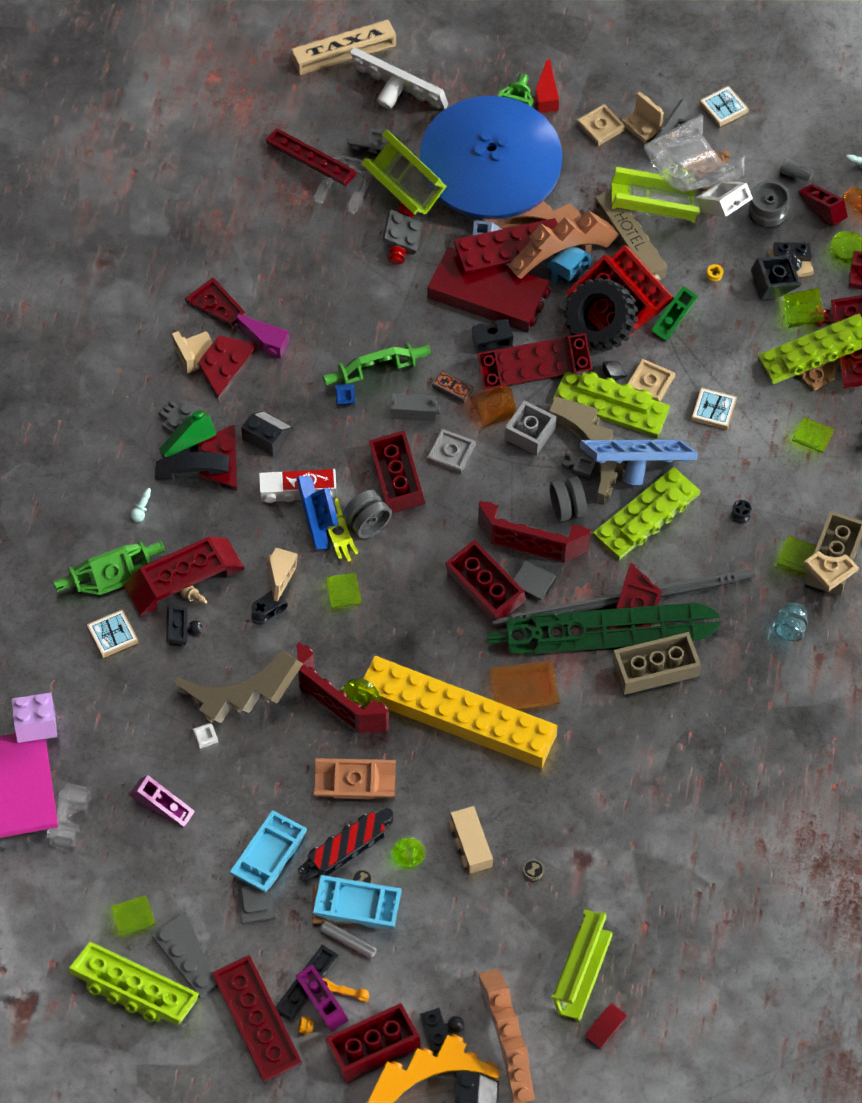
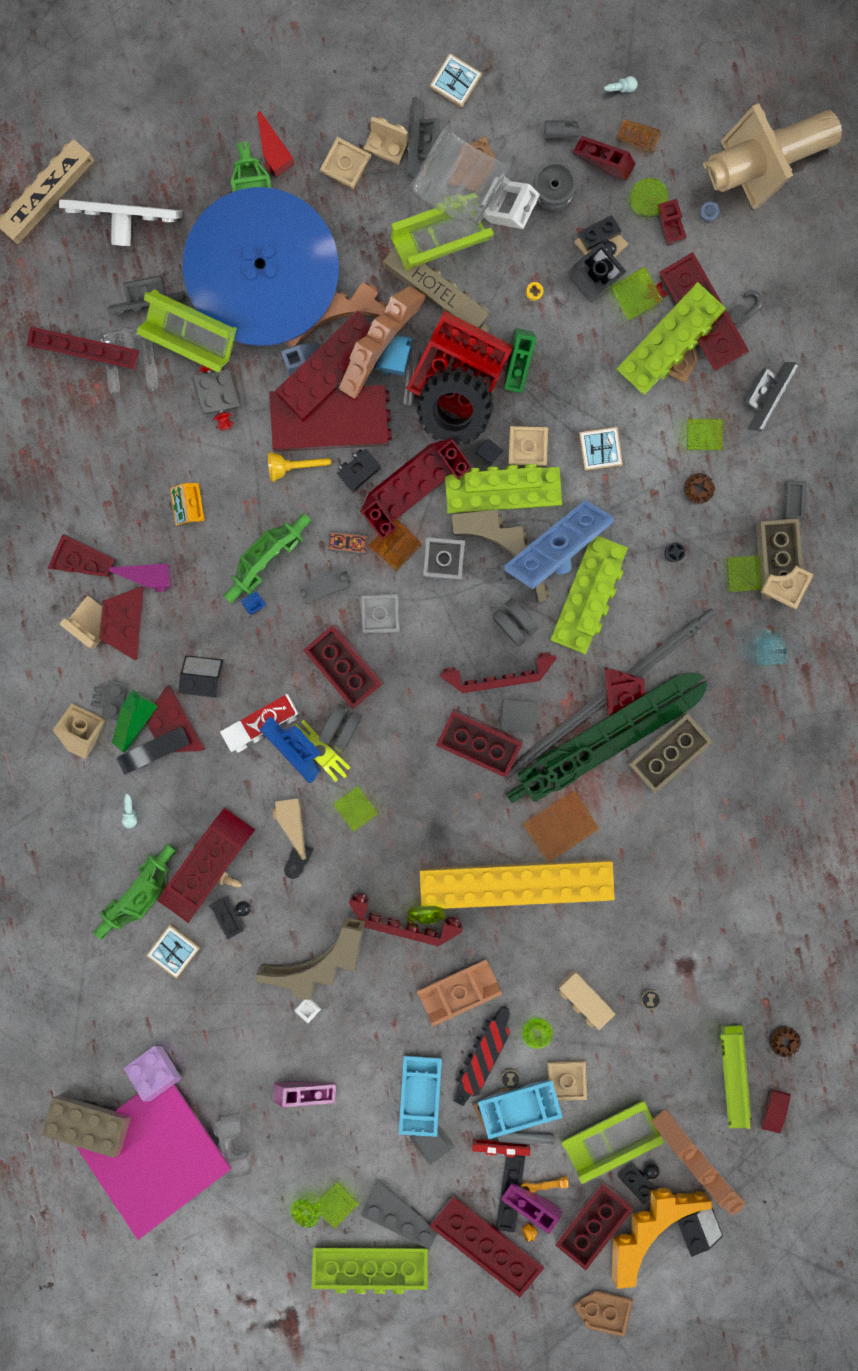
camera: 25 degrees left, 30 degrees up
(93, 905) = (308, 1220): none -> clear neon green gear
(137, 425) = (79, 730): none -> tan slope
(325, 936) = (492, 1147): none -> red plate
(331, 300) = (187, 503): none -> panel
(417, 906) = (568, 1079): none -> tan tile
(425, 303) = (279, 466): none -> yellow piece
(430, 972) = (612, 1141): none -> piece
(640, 974) = (777, 1039): none -> reddish brown gear
(788, 480) = (703, 496): none -> reddish brown gear

